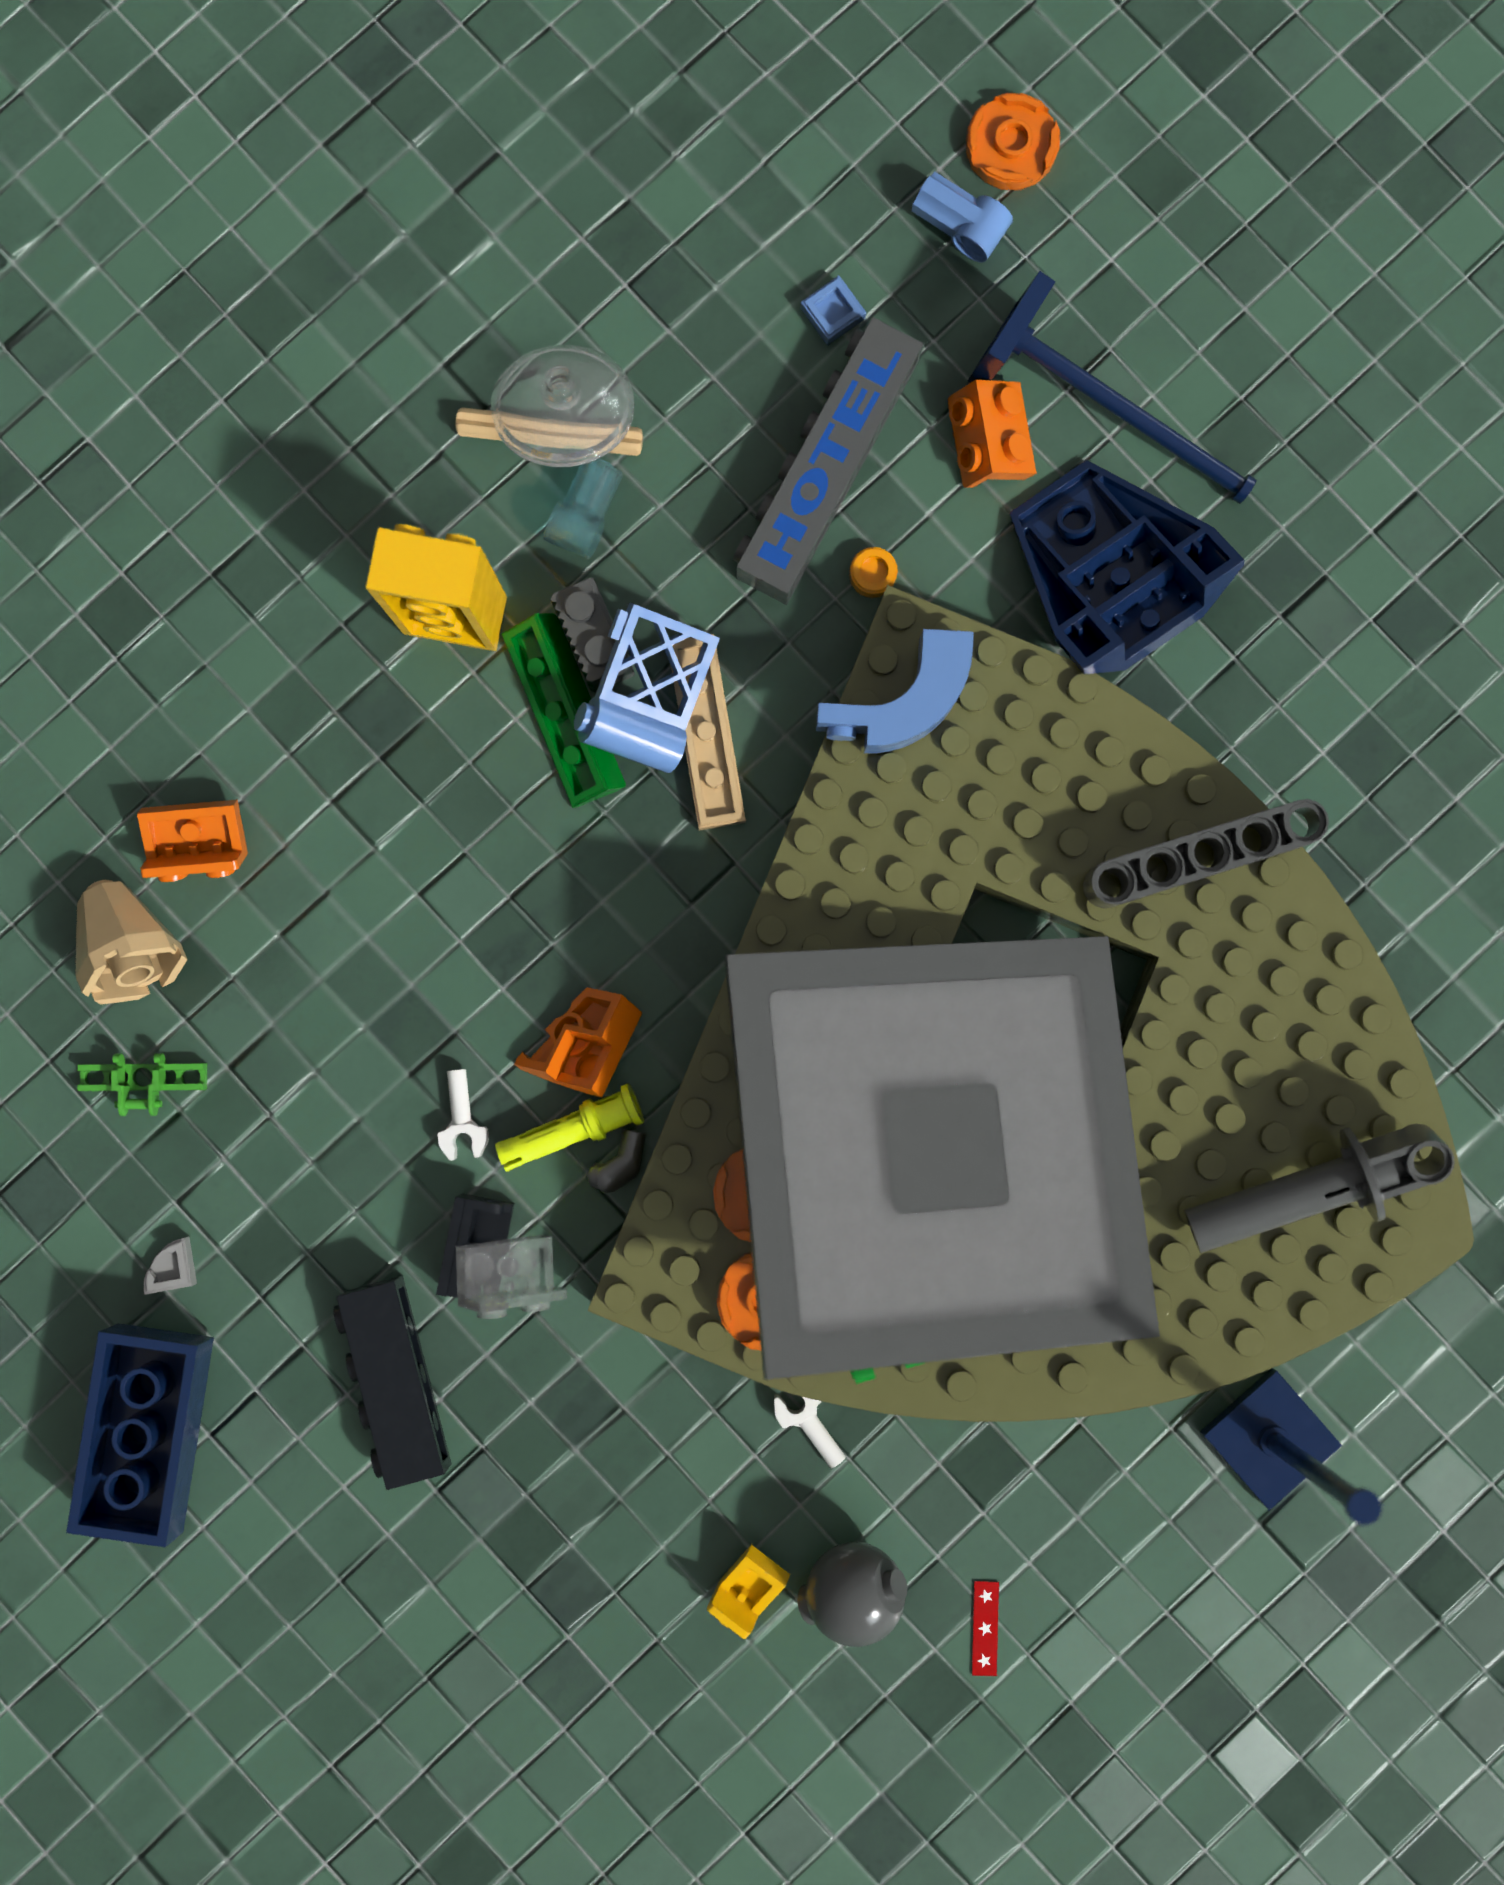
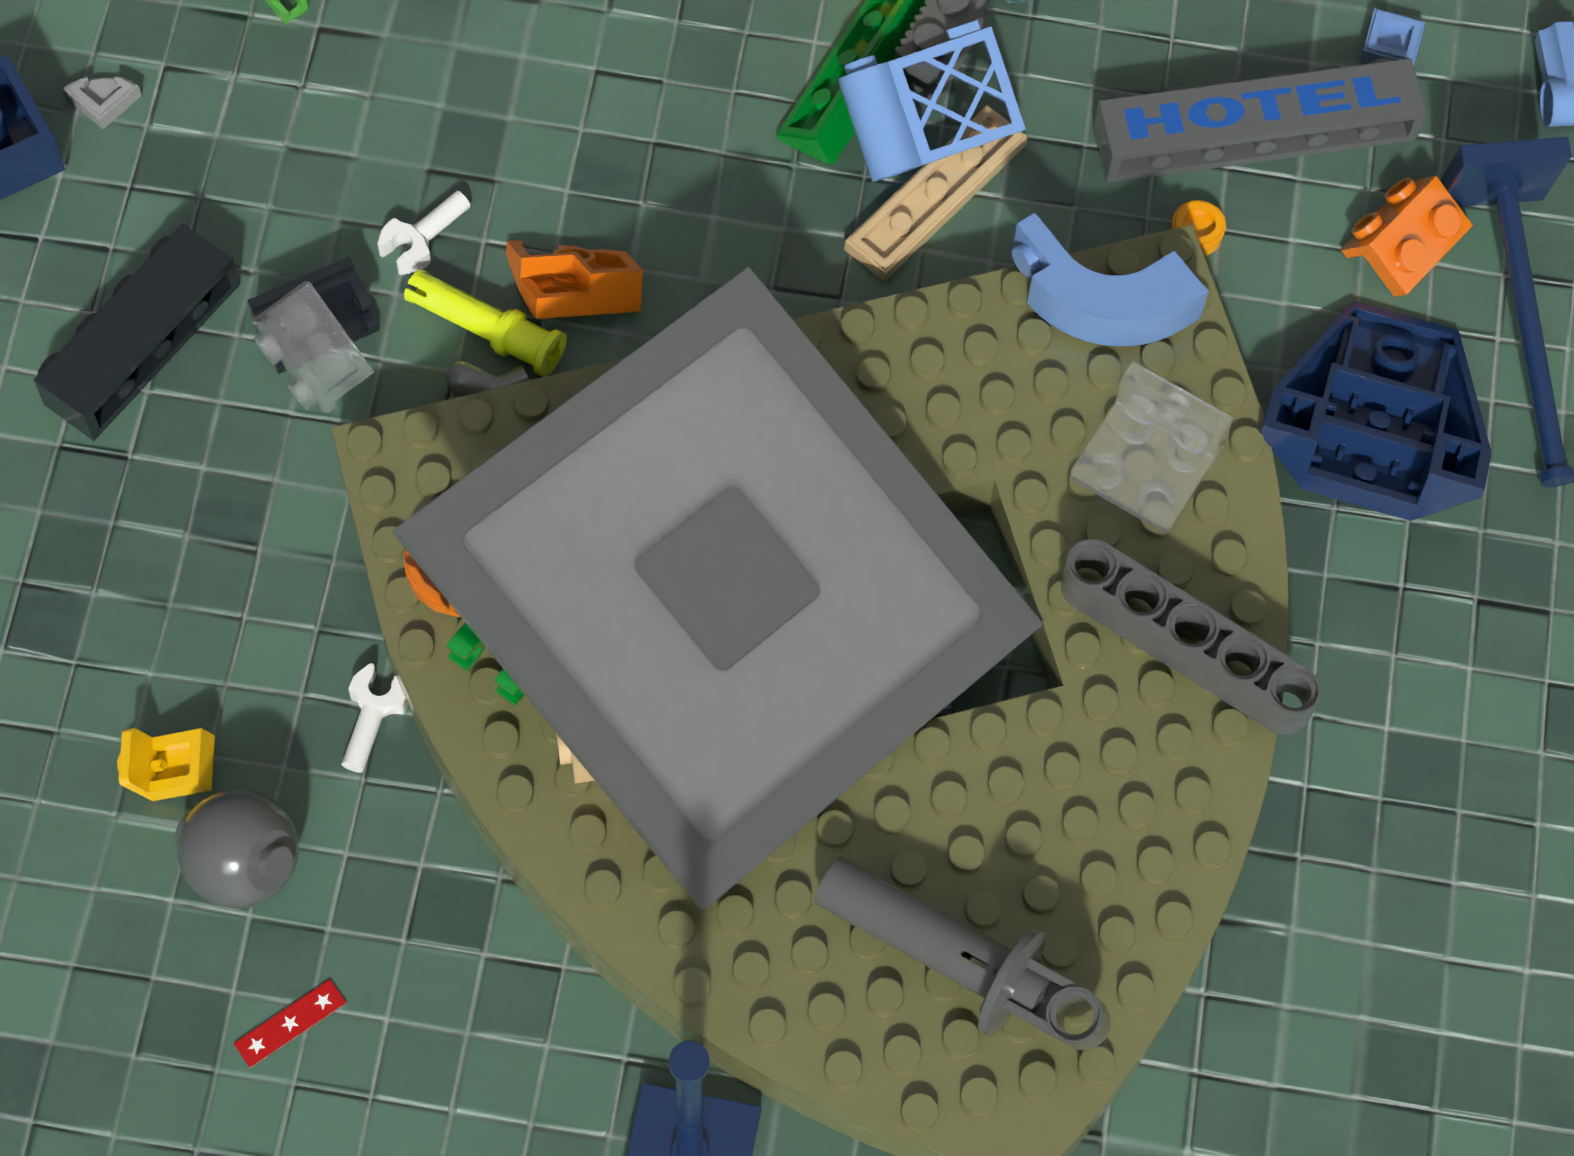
camera: 50 degrees right, 20 degrees down
(1050, 768) = (1152, 448): none -> clear bracket

